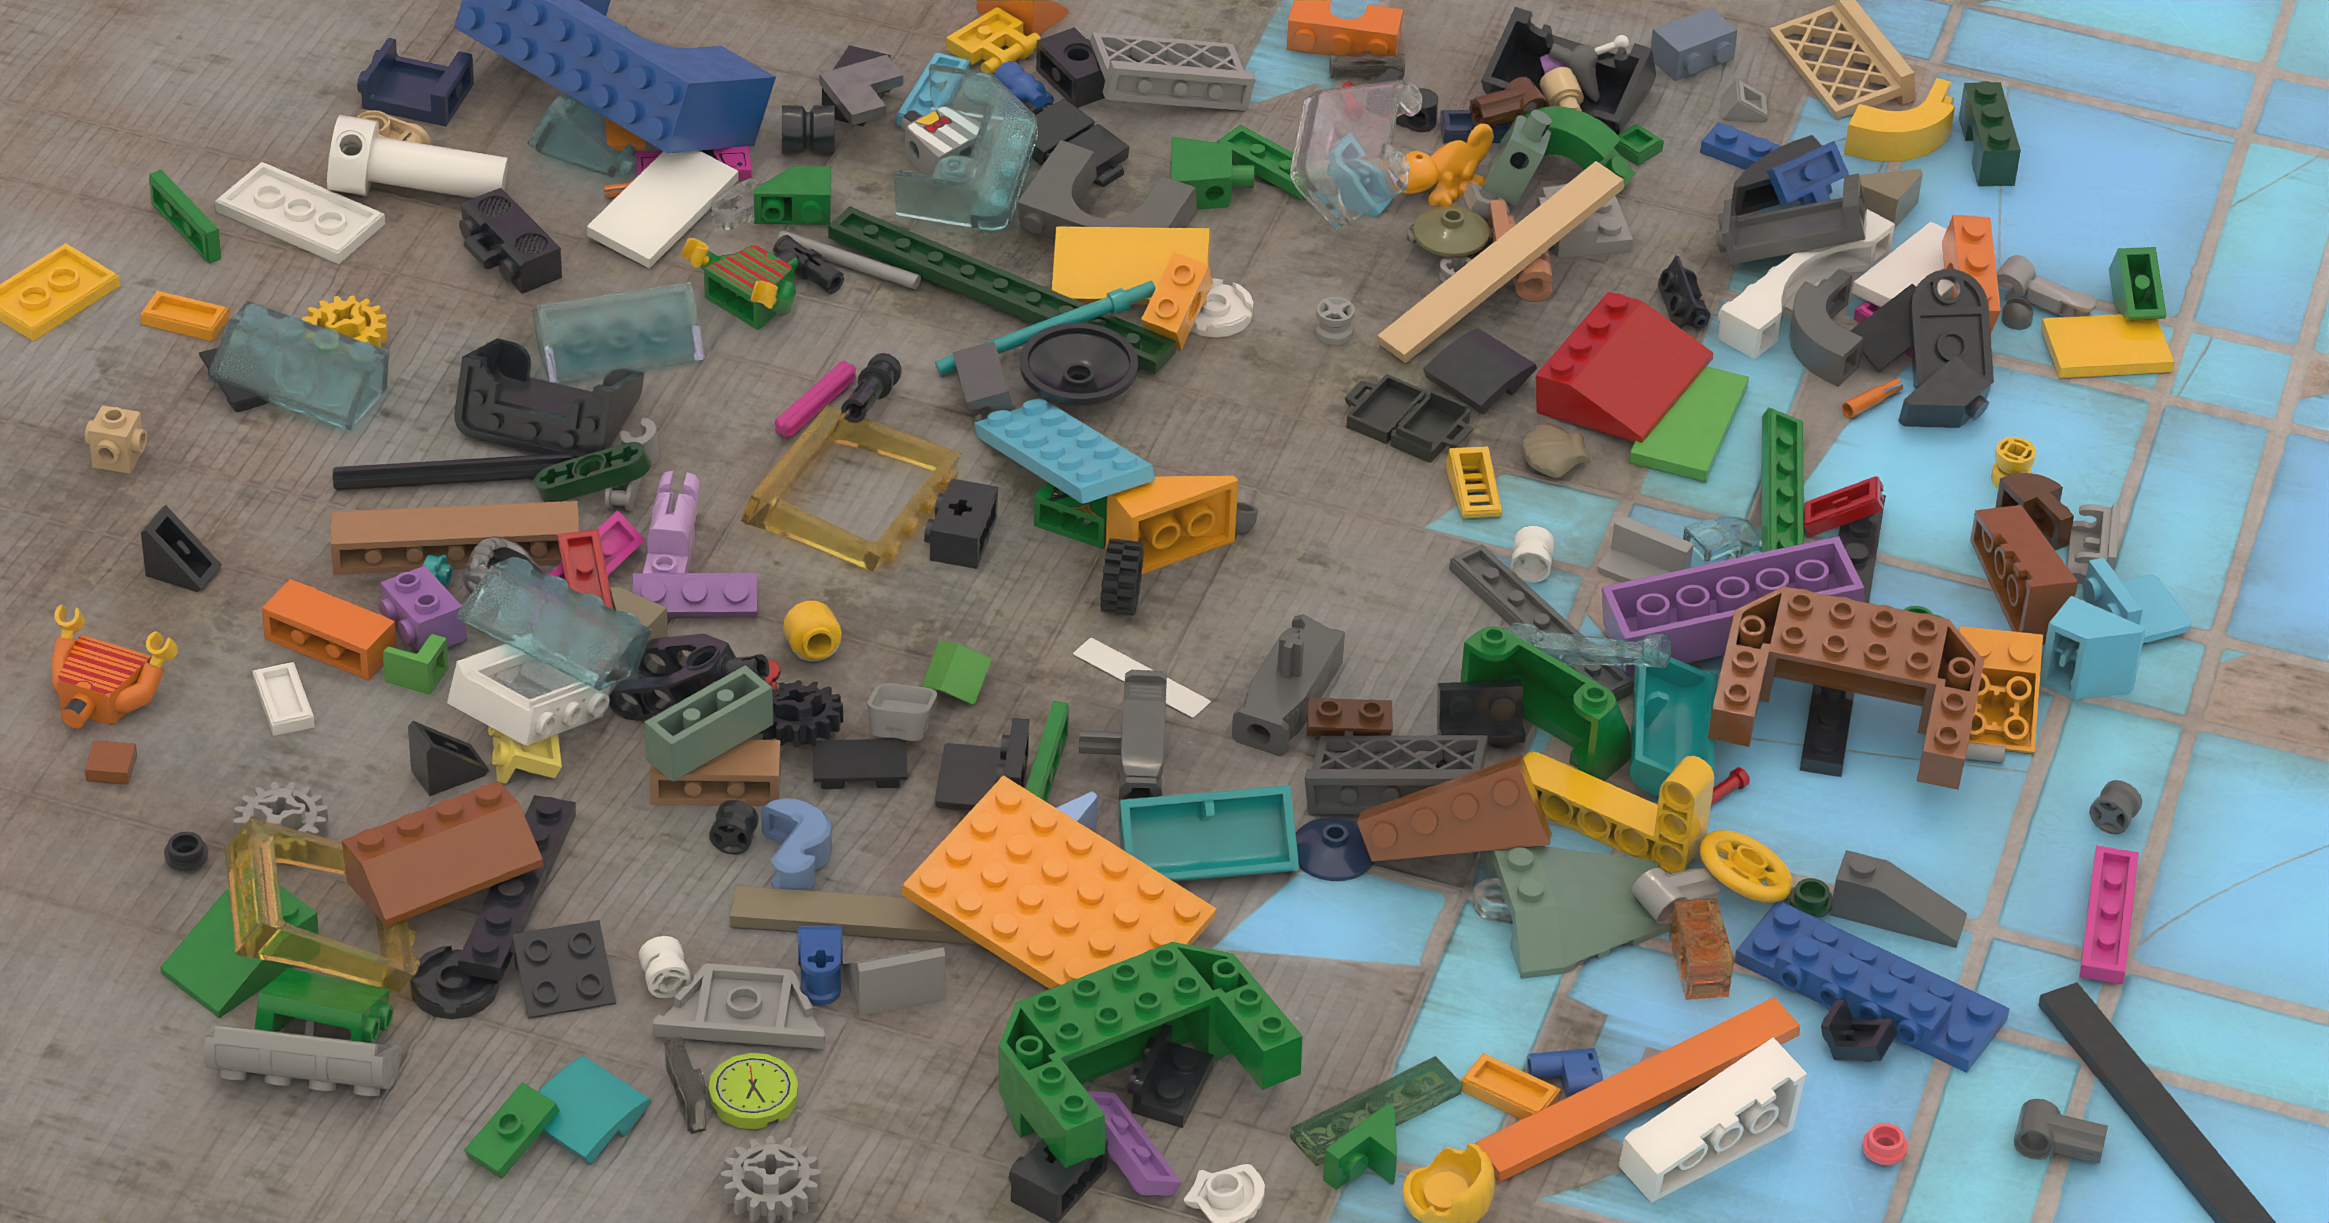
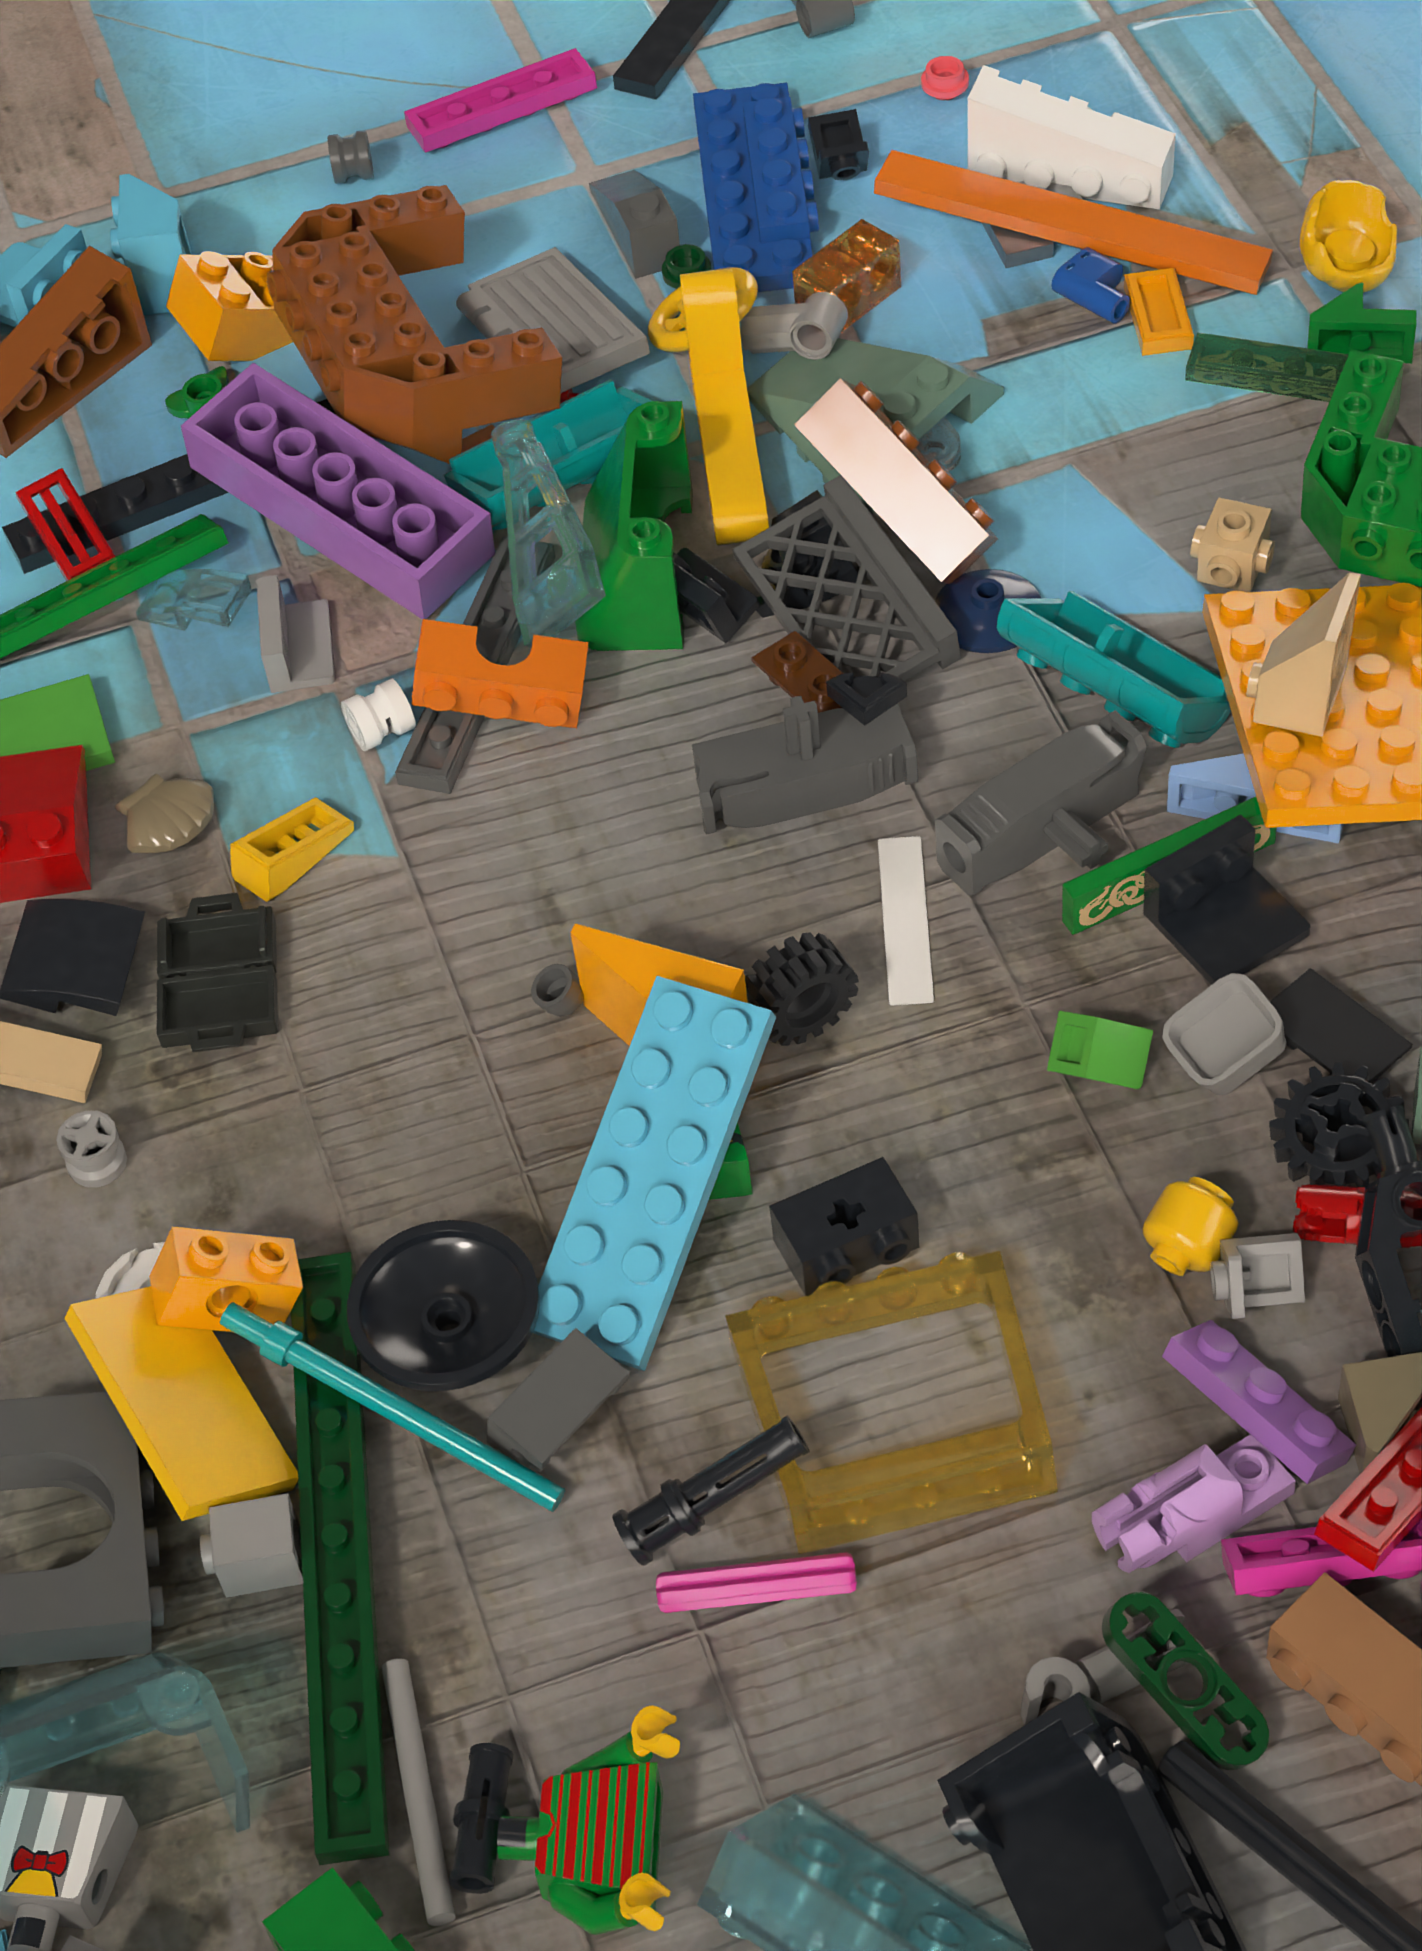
camera: 120 degrees left, 10 degrees up
(765, 625) = (1258, 1272): none -> light grey bracket
(1028, 257) = (253, 1545): none -> light grey brick
(1066, 835) = (1307, 664): none -> tan slope
(1247, 941) = (1233, 545): none -> tan brick
(1295, 708) = (866, 695): none -> black tile
(1514, 575) = (459, 679): none -> orange arch
(1820, 806) = (570, 309): none -> light grey hinge

